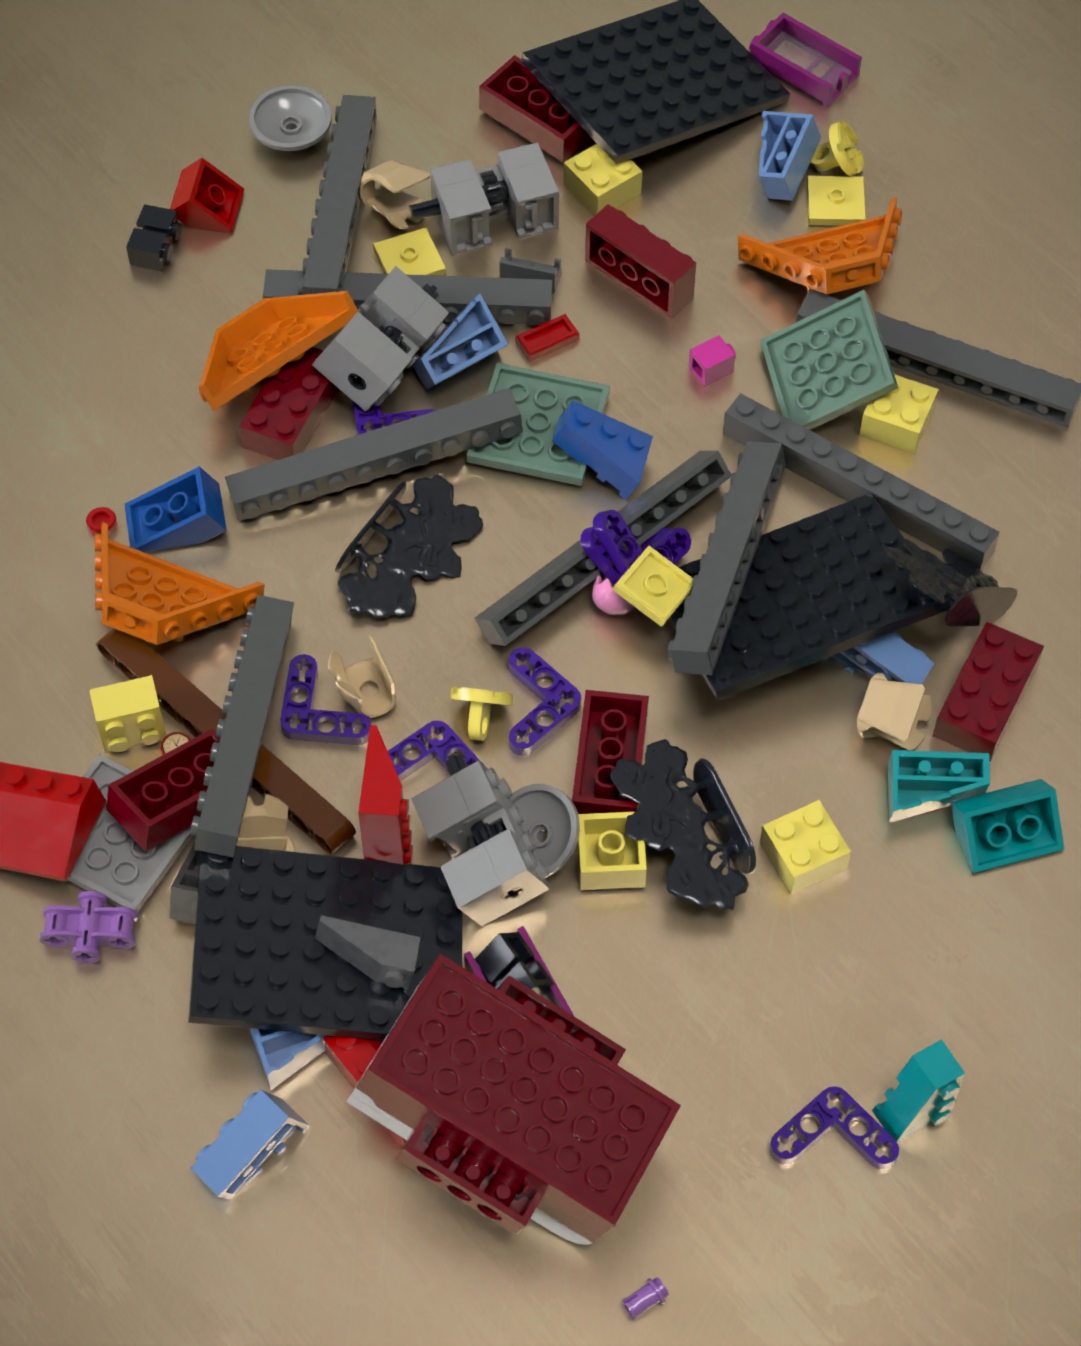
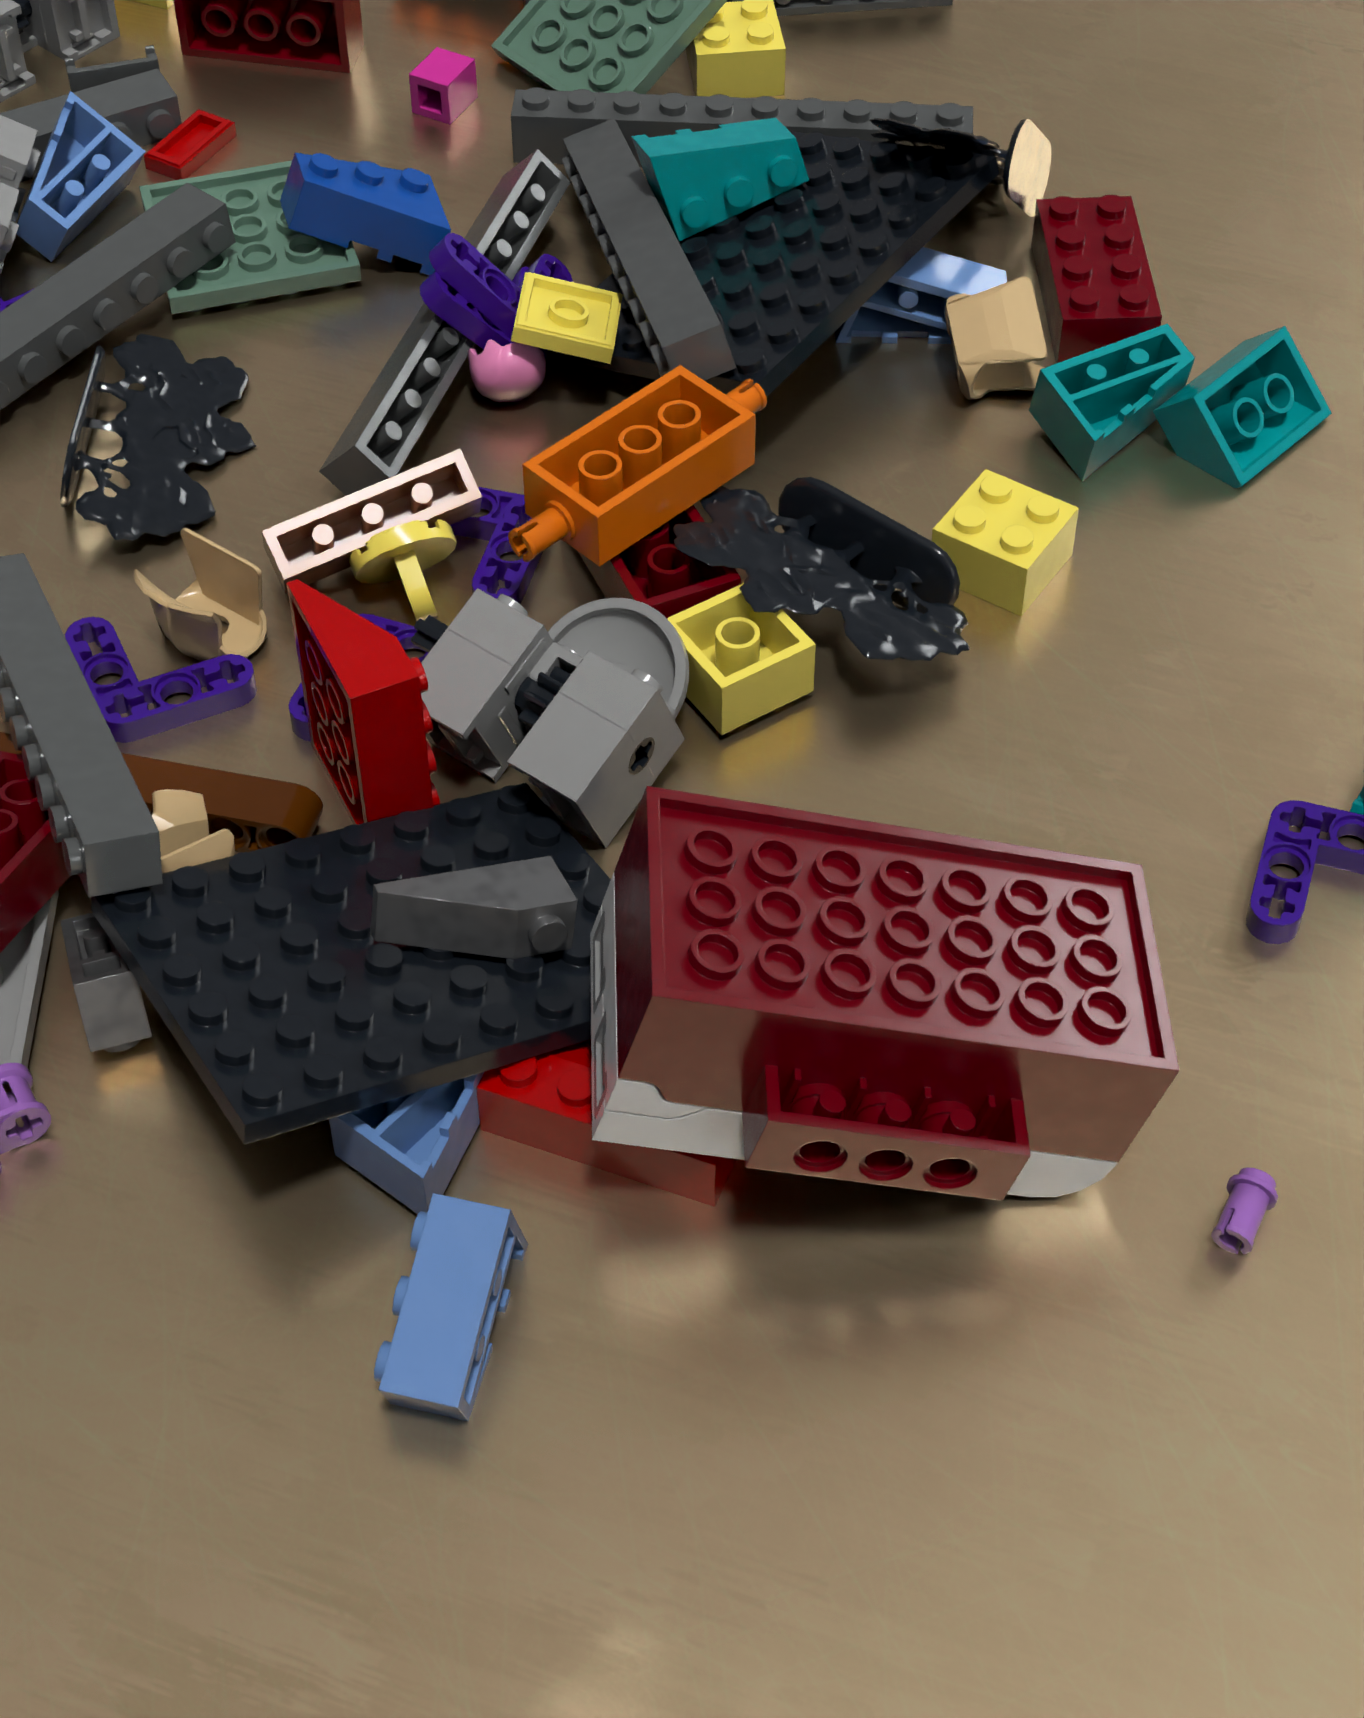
camera: 30 degrees left, 10 degrees down
(476, 670) = (324, 538): none -> nougat brick
(619, 715) = (637, 466): none -> orange brick
(798, 525) = (719, 171): none -> teal wedge

